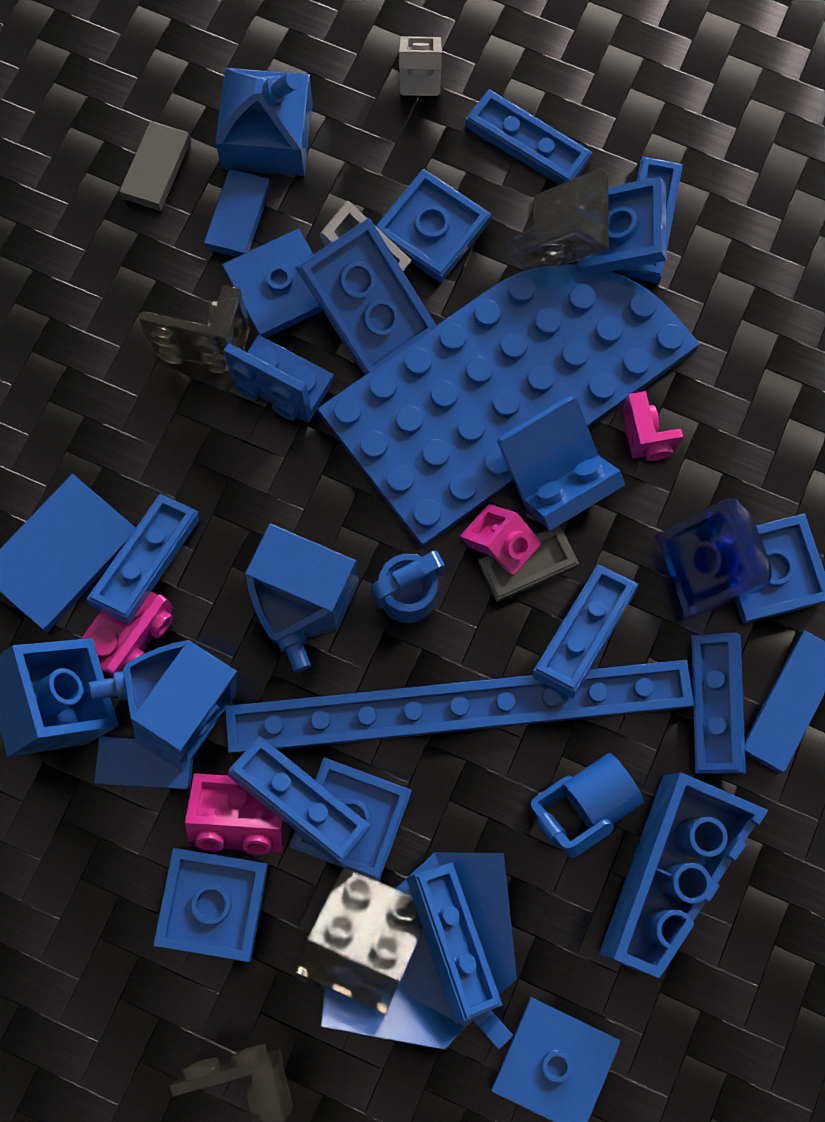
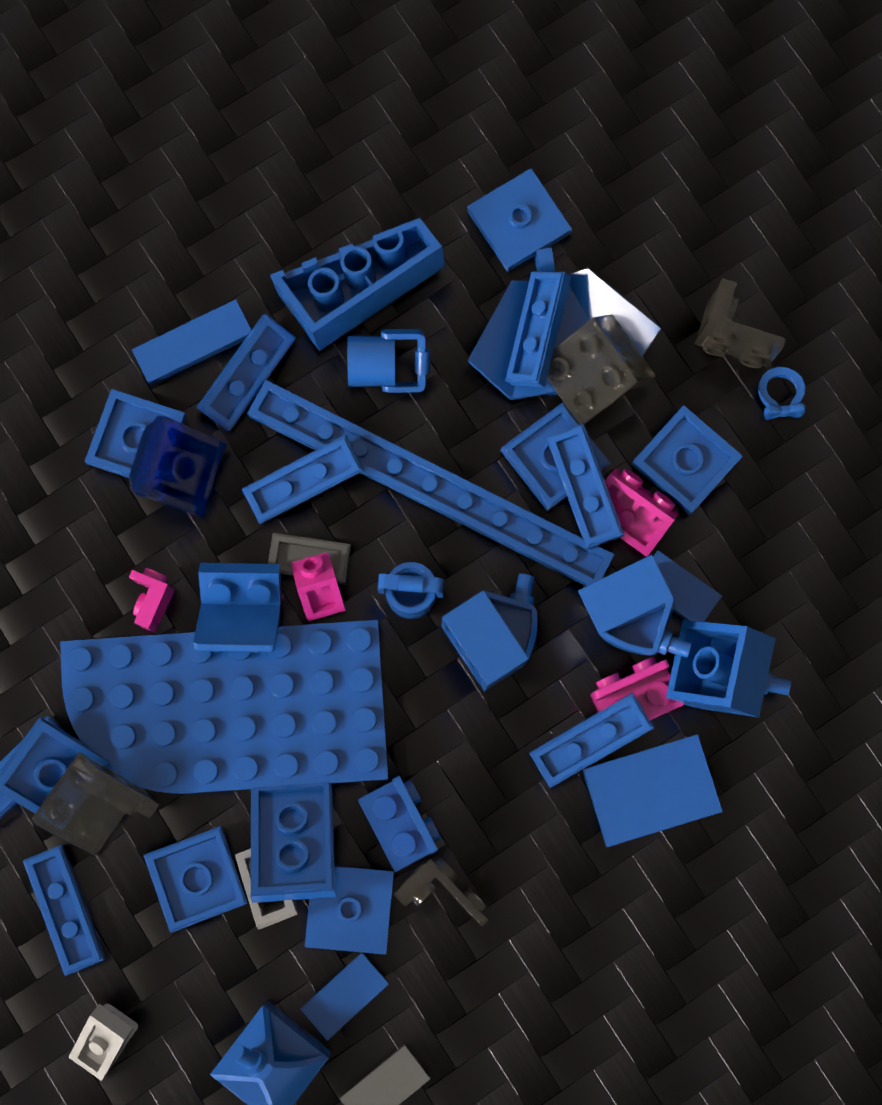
camera: 150 degrees left, 5 degrees up
(151, 1026) = (773, 410): none -> blue piece

